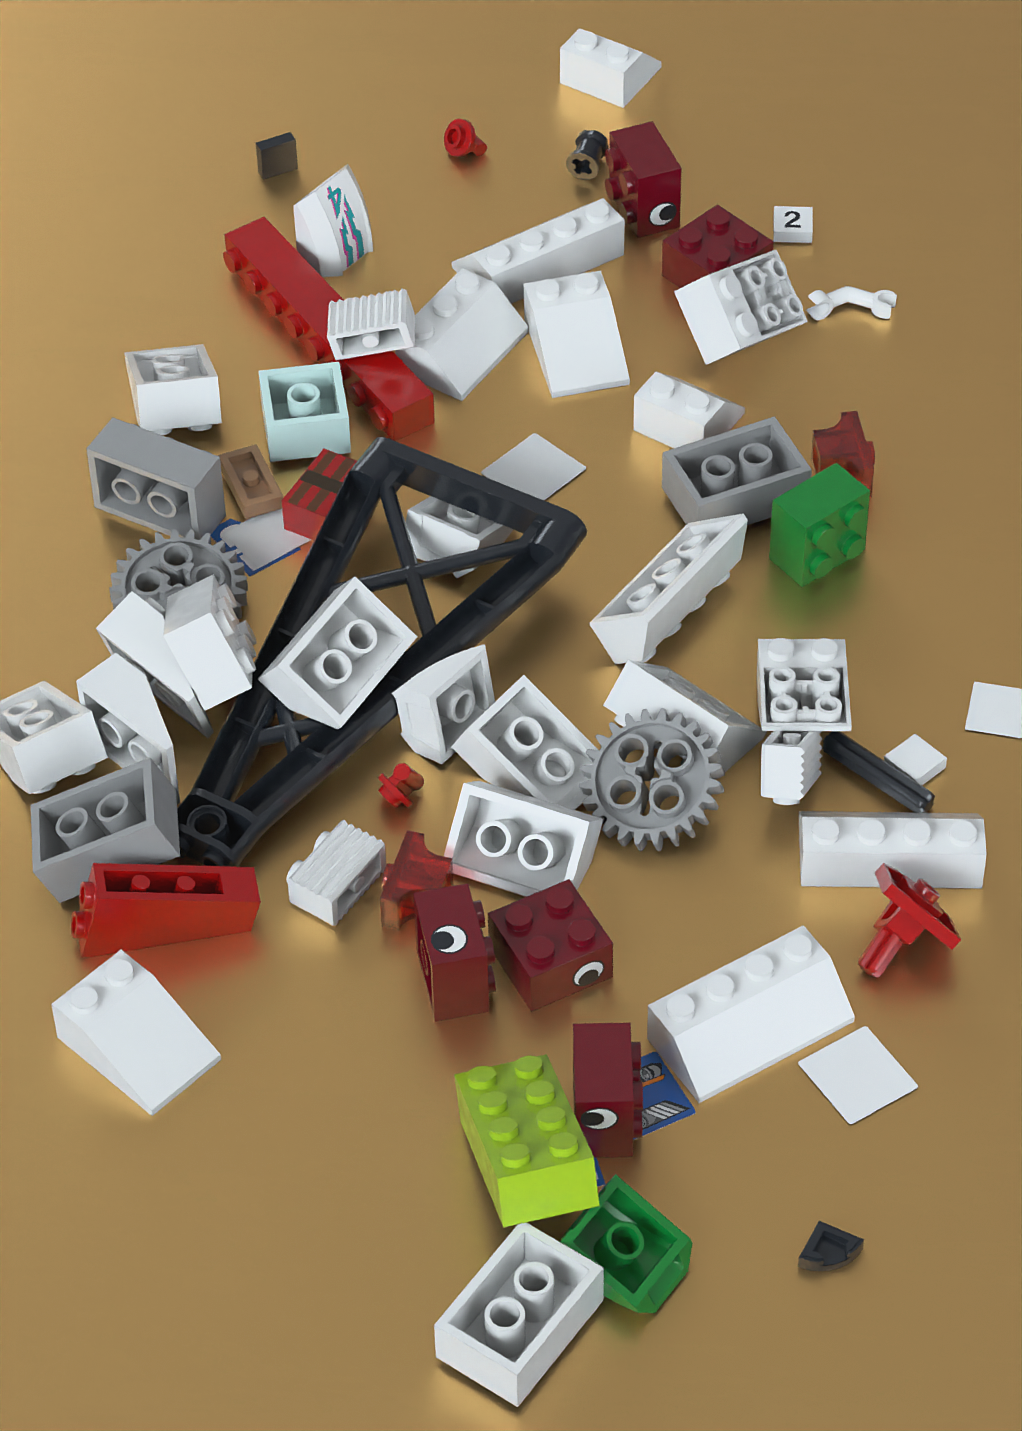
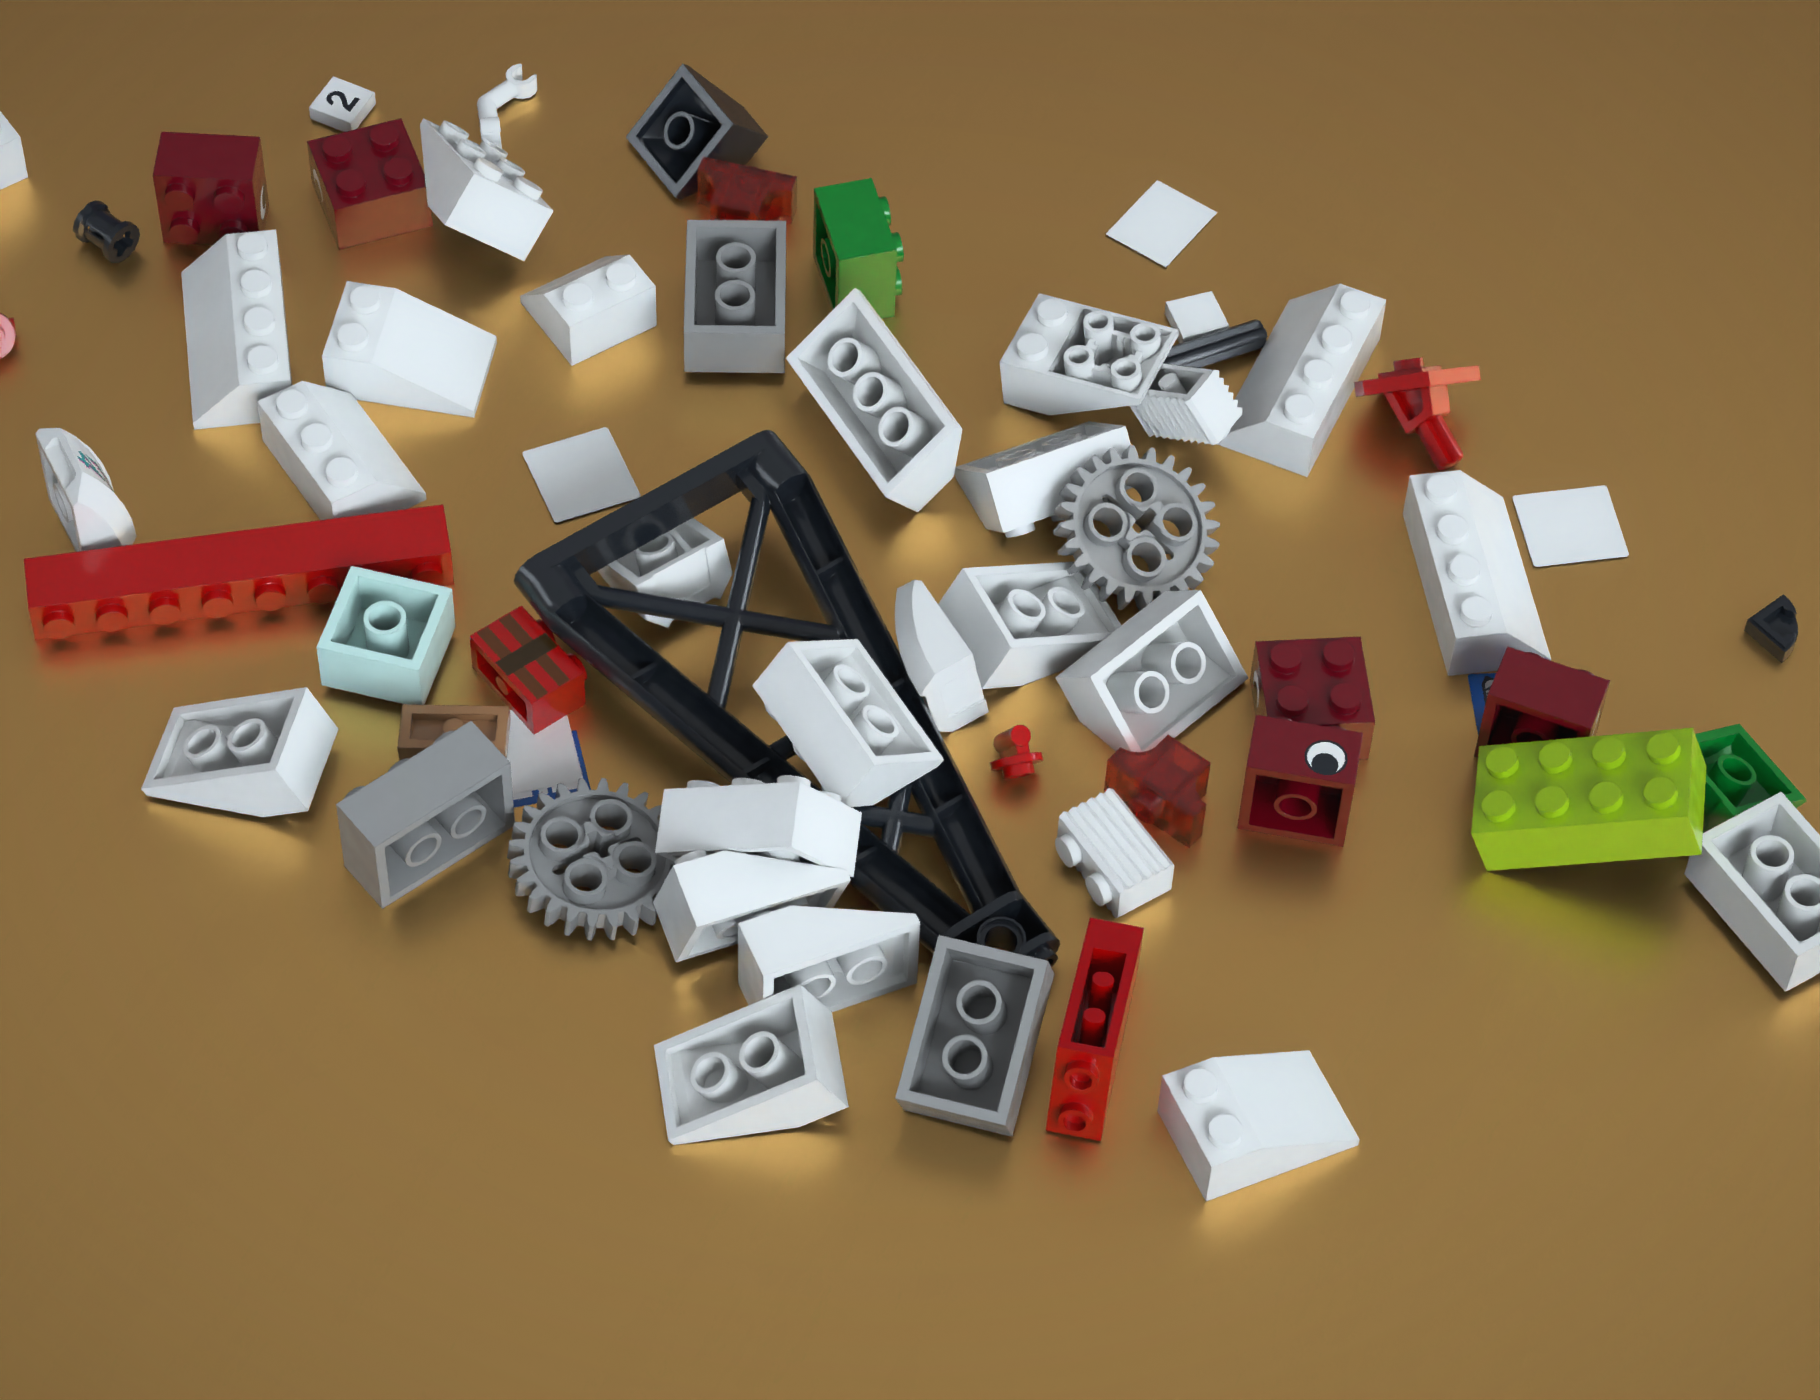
camera: 70 degrees left, 5 degrees up
(371, 324) = (321, 509): white brick -> none
(896, 407) = (690, 123): none -> black slope

